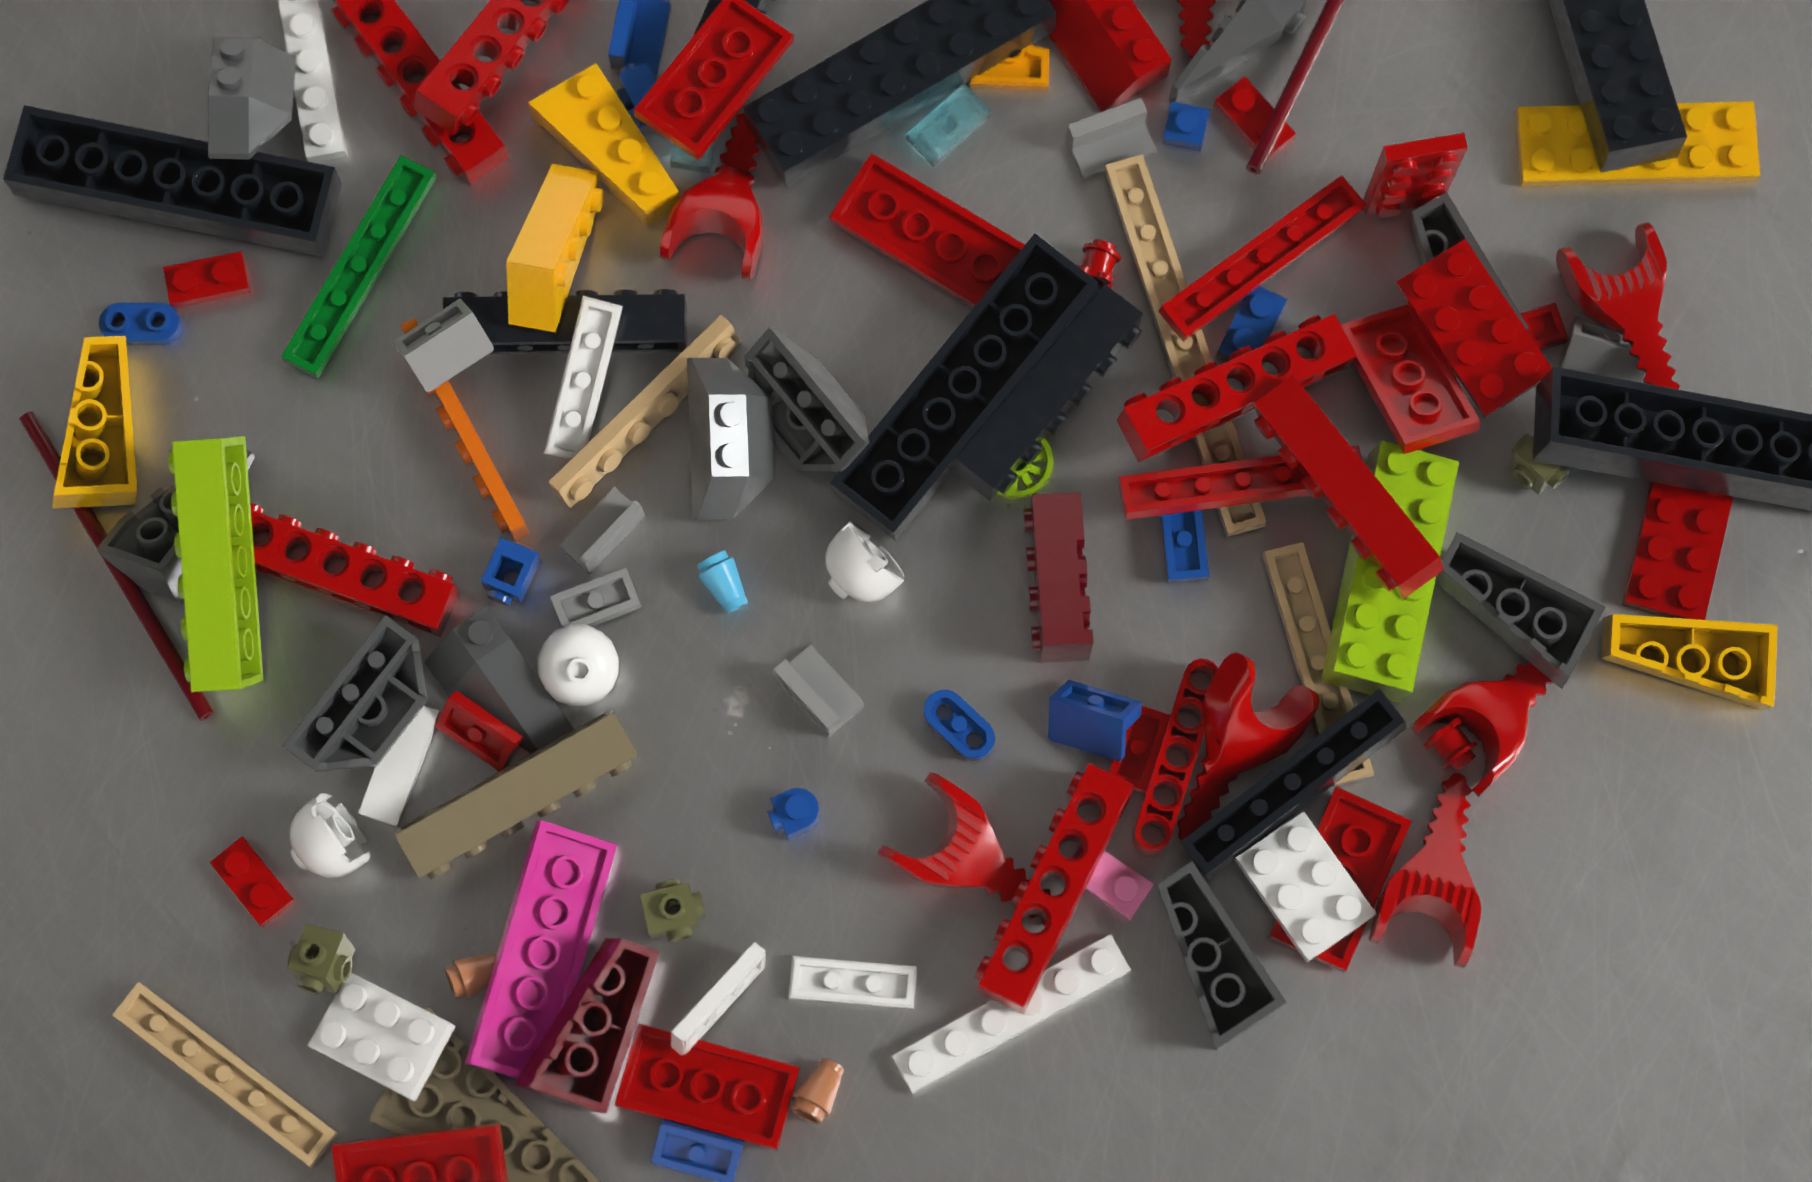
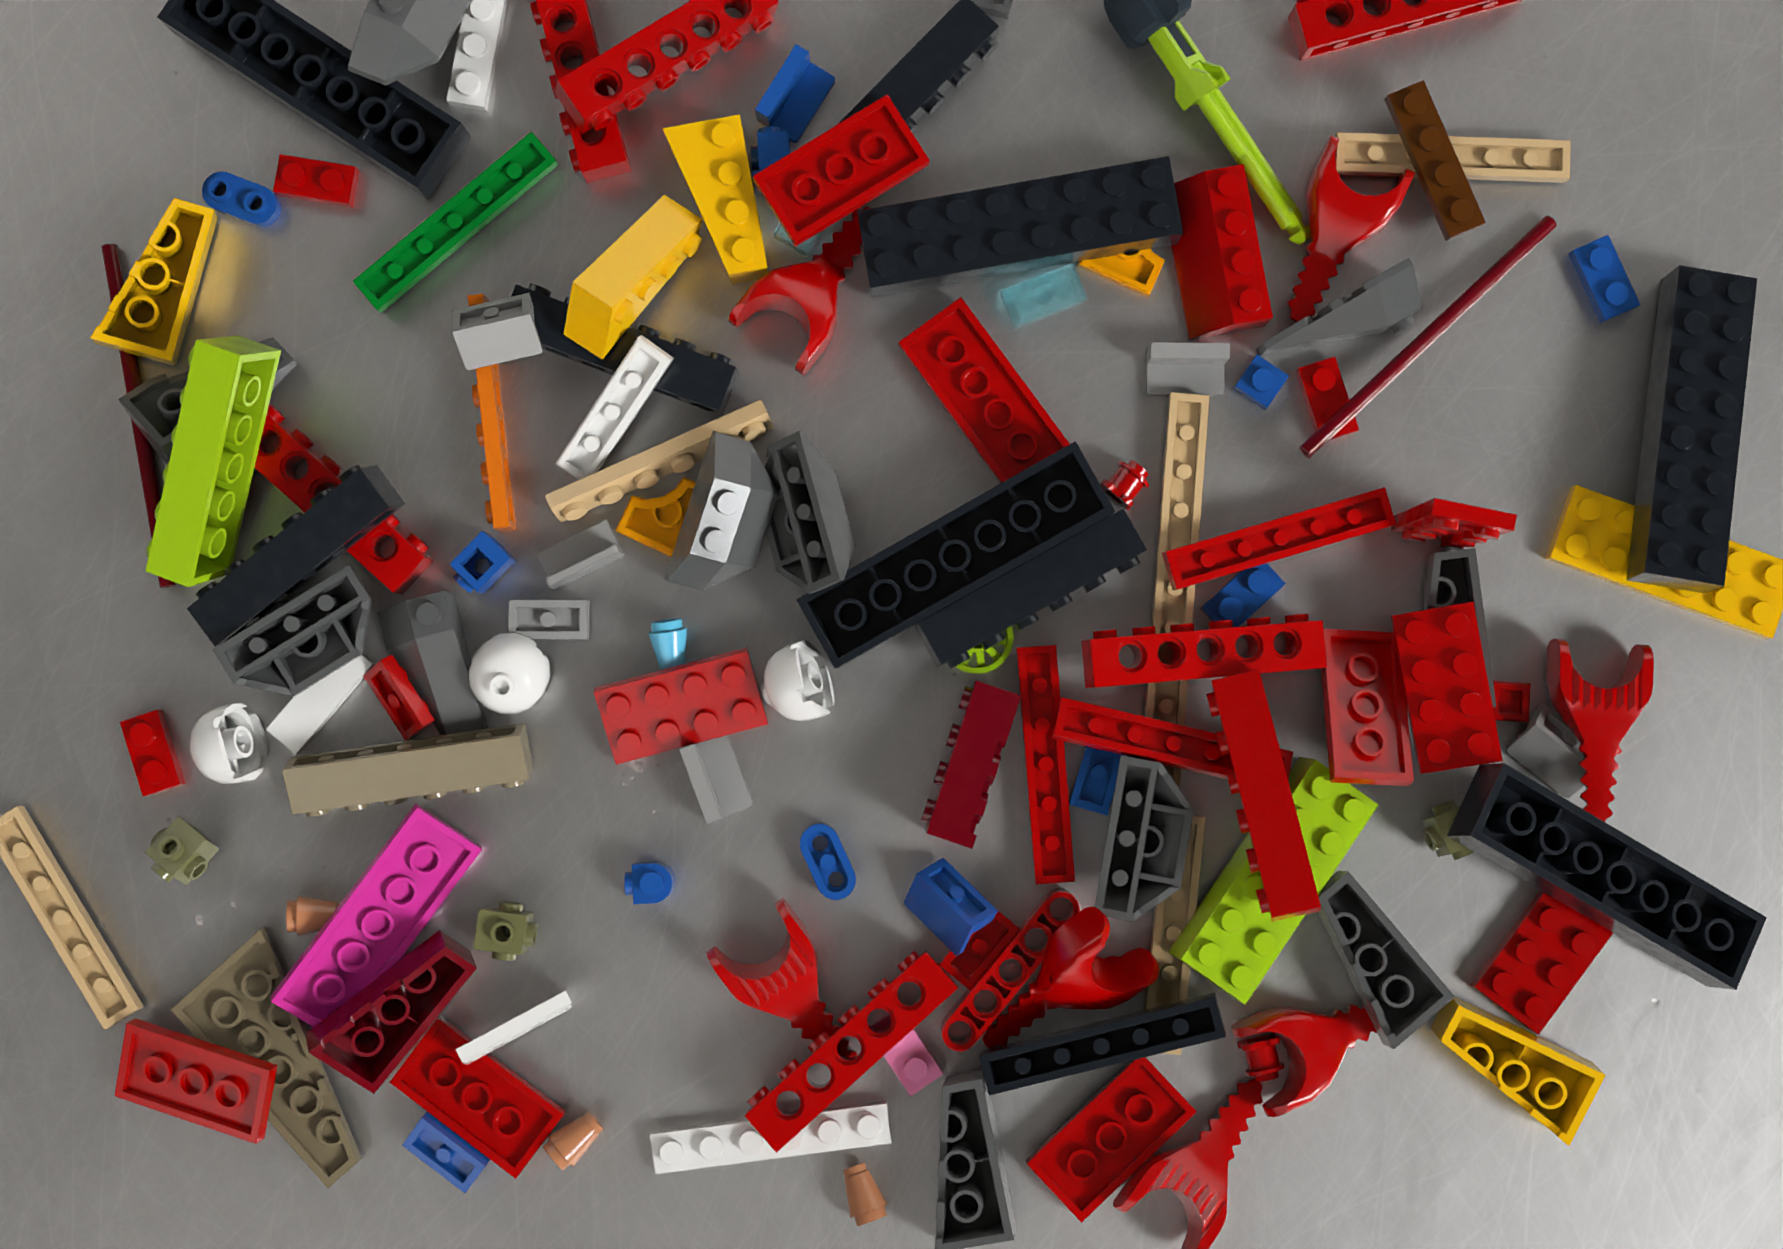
camera: 25 degrees right, 10 degrees up
(328, 627) = (296, 554): none -> black brick
(382, 1036) = (209, 940): white plate -> none
(665, 470) = (657, 520): none -> light orange tile
(757, 632) = (681, 705): none -> red plate
(852, 983) = (642, 1053): white tile -> none
(1126, 1032) = (863, 1195): none -> nougat cone
(1130, 554) = (1045, 766): none -> red plate
(1252, 578) = (1143, 840): none -> dark grey wedge
(1305, 887) = (1076, 1137): white plate -> none

